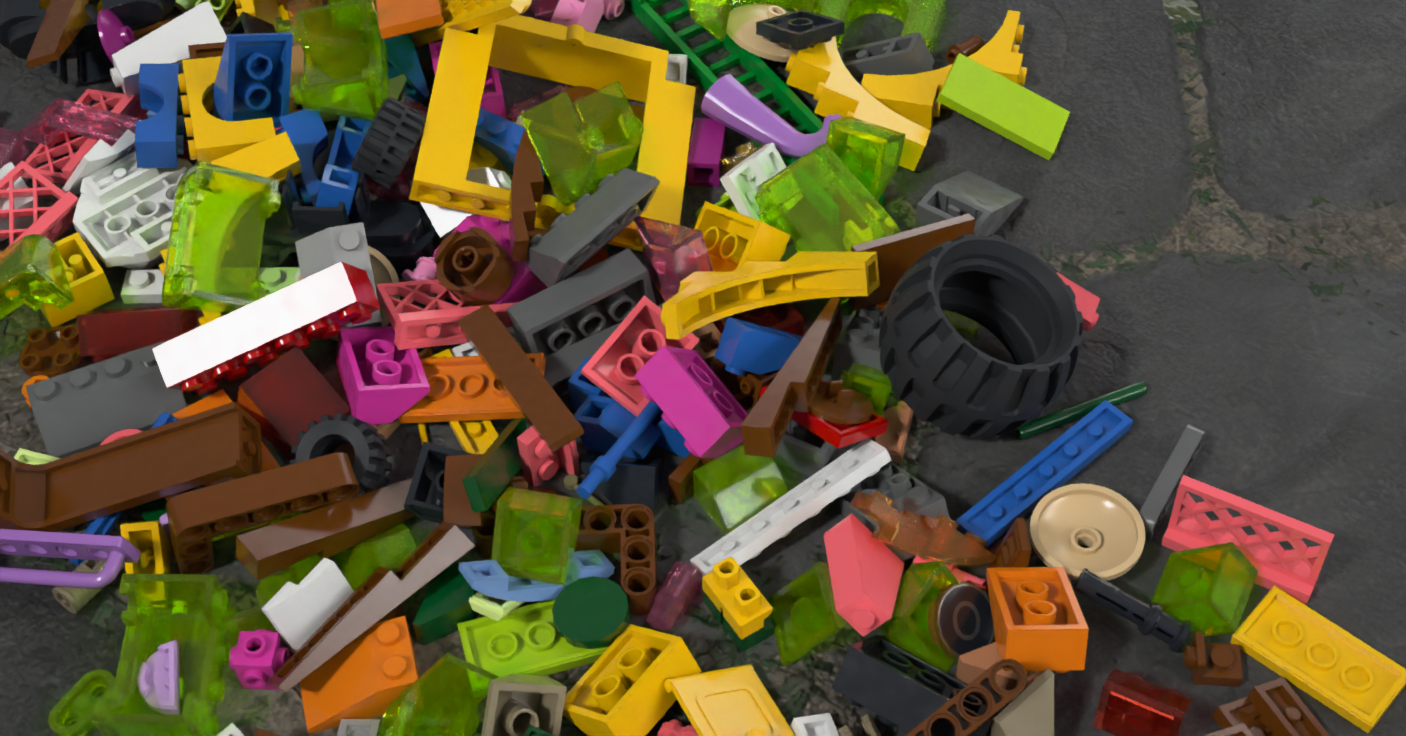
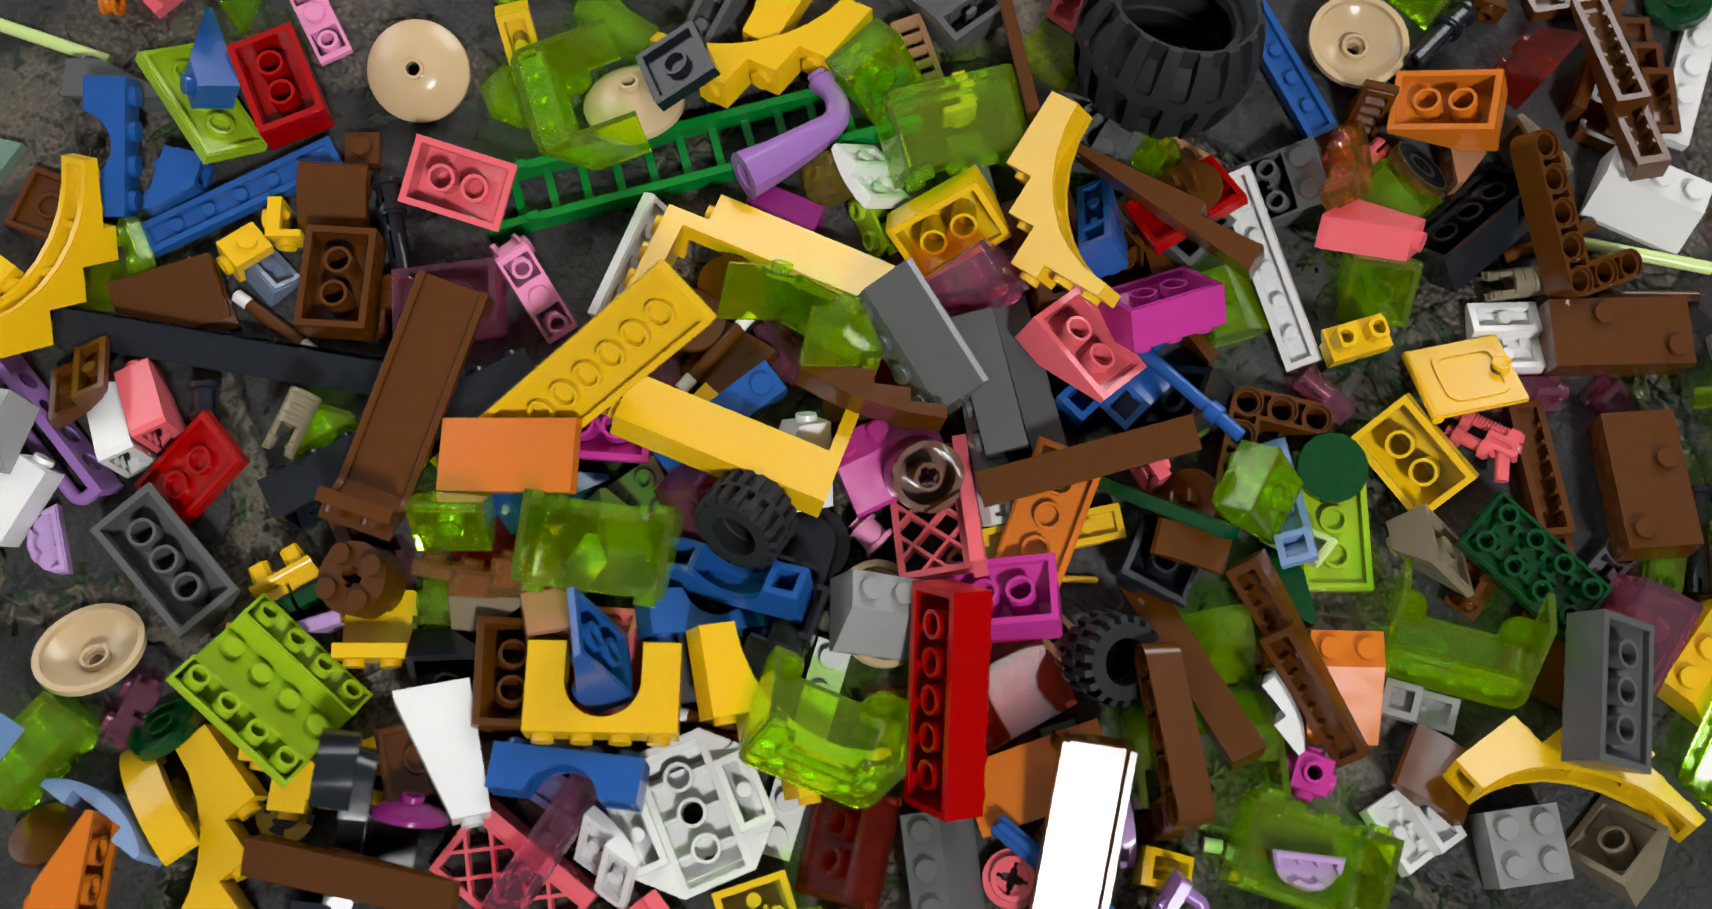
camera: 80 degrees left, 25 degrees up
(915, 187) = (913, 31): none -> medium nougat slope

